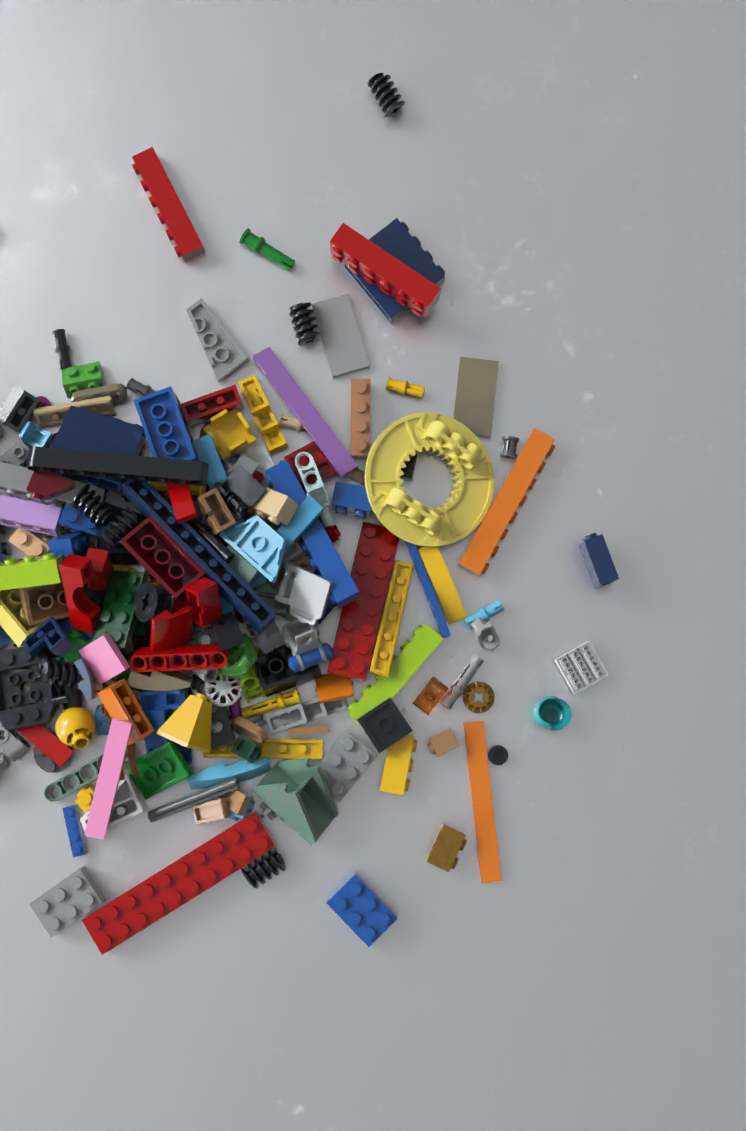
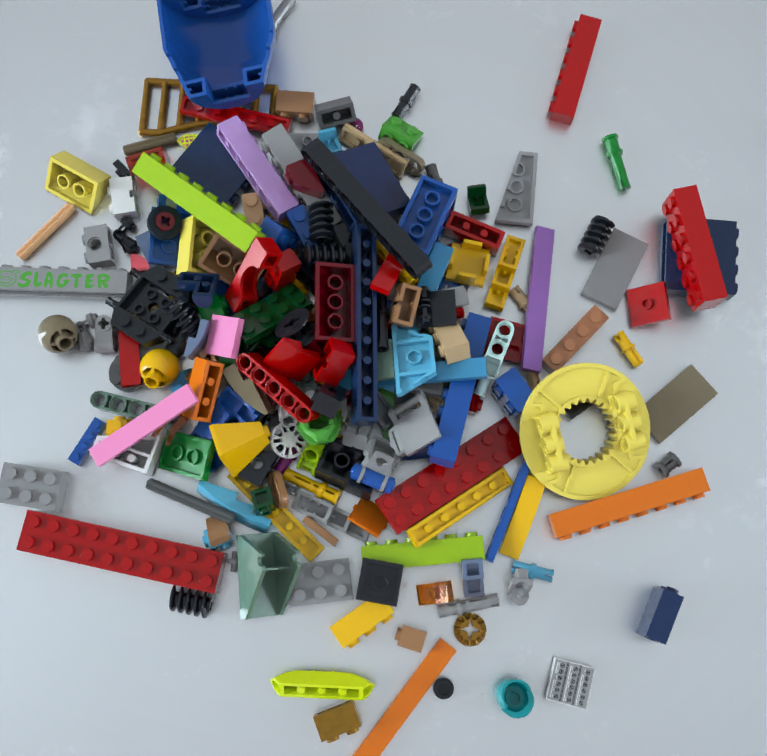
camera: 45 degrees right, 5 degrees down
(190, 376) = (477, 199): none -> dark green bracket
(210, 811) = (194, 521): tile -> none
(362, 909) = (231, 705): blue brick -> none
(389, 341) = (648, 304): none -> red plate
(412, 834) = (322, 685): none -> neon yellow brick
(446, 659) = (473, 577): none -> sand blue slope

